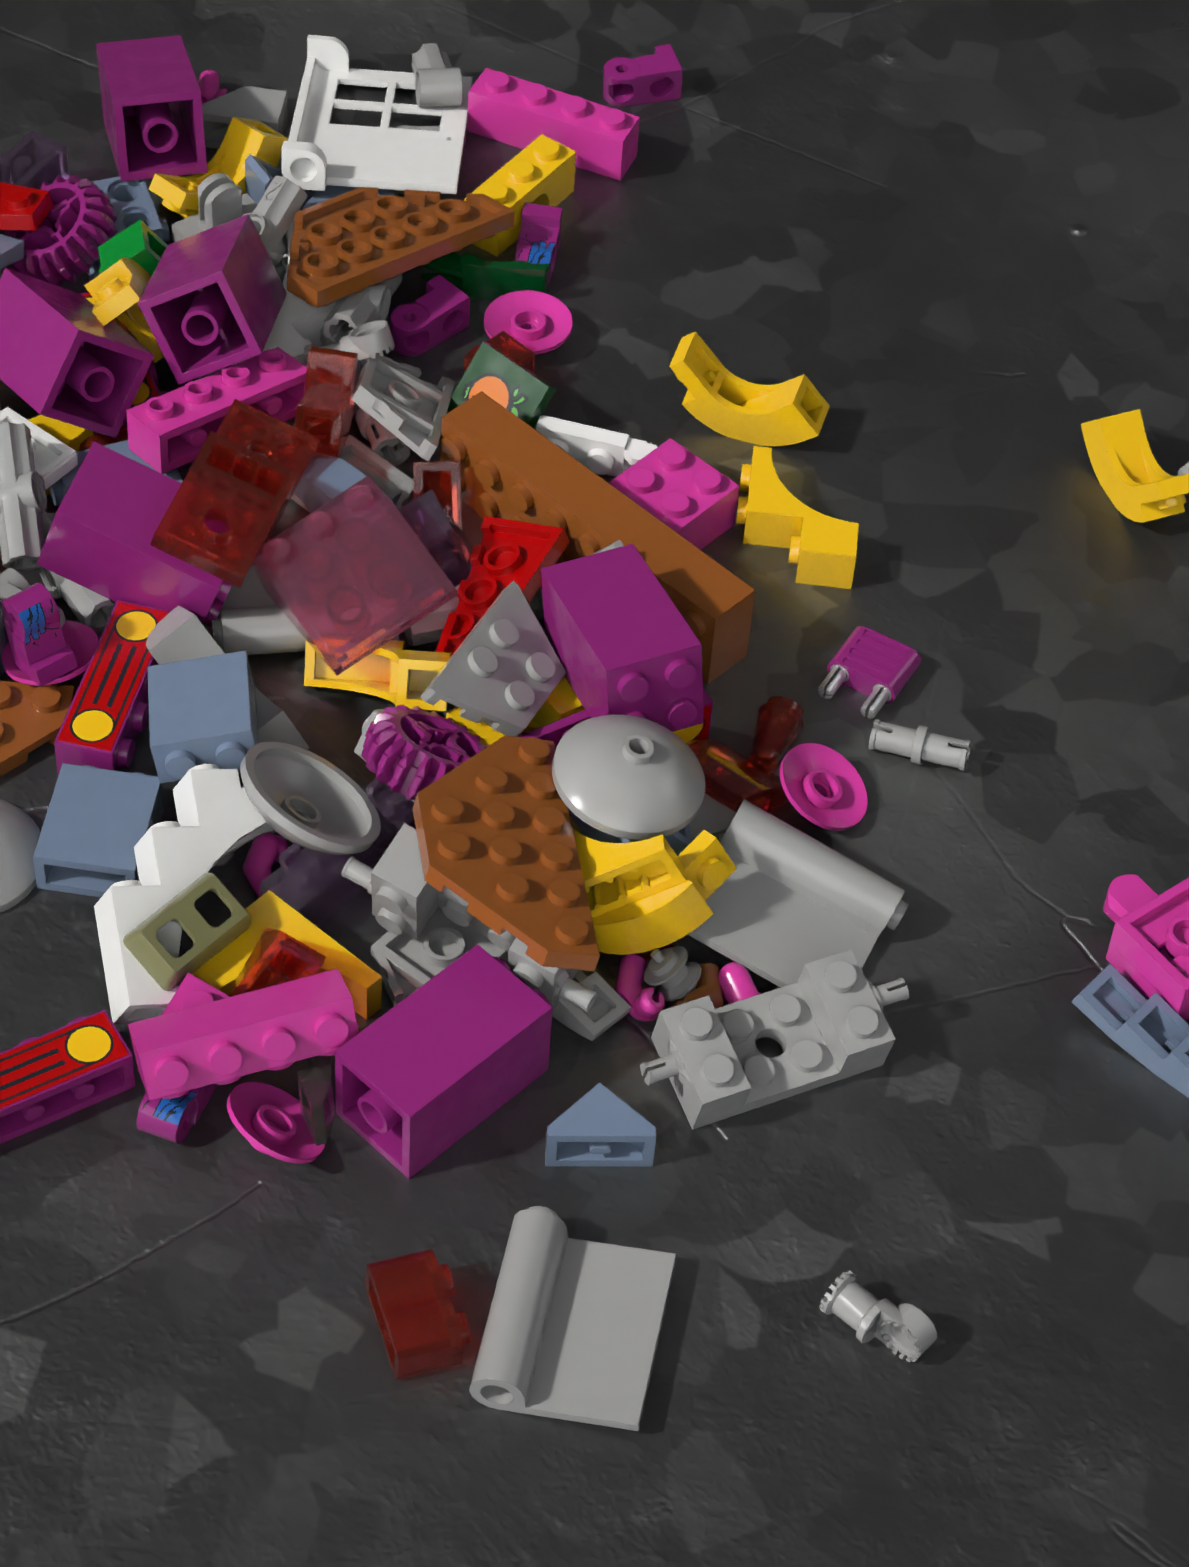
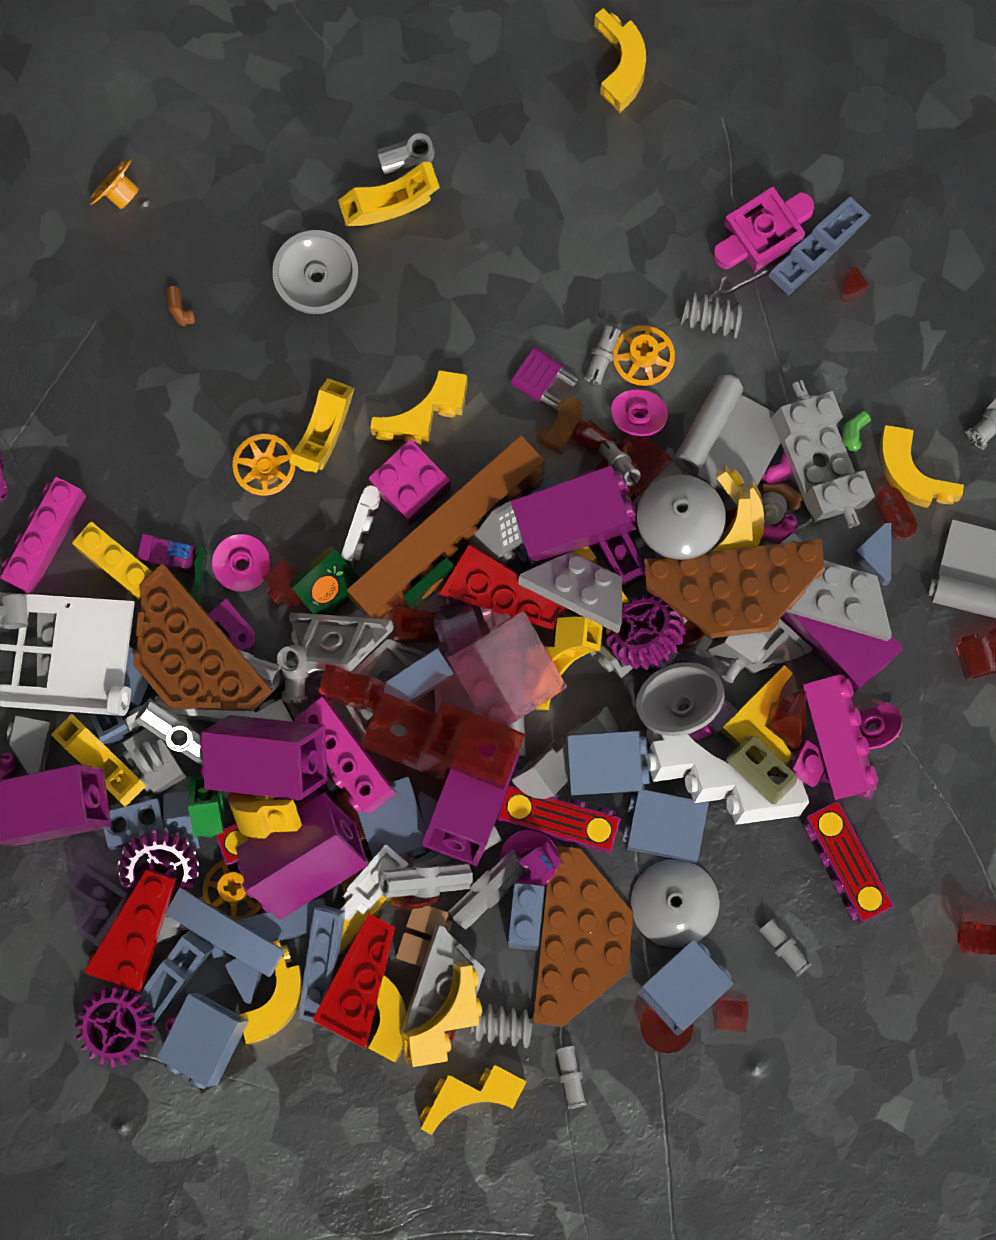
camera: 80 degrees left, 30 degrees up
(493, 495) = (428, 585): none -> dark green tile
(494, 1013) = (846, 600): none -> light grey wing
(671, 333) = (264, 466): none -> light orange wheel
(682, 1174) = (902, 511): none -> clear red beam
(726, 738) = (619, 461): none -> light grey pin
(762, 1168) = (904, 476): none -> yellow arch
(810, 691) = (563, 427): none -> clear orange leg
(835, 1099) = (851, 430): none -> bright green arm
(908, 260) = (175, 307): none -> dark orange arm
(930, 799) = (644, 354): none -> light orange wheel
(997, 385) = (313, 254): none -> light grey dish
(1013, 886) = (712, 314): none -> light grey piece
(1088, 183) = (119, 187): none -> light orange wheel
(1105, 1094) = (855, 285): none -> clear red slope

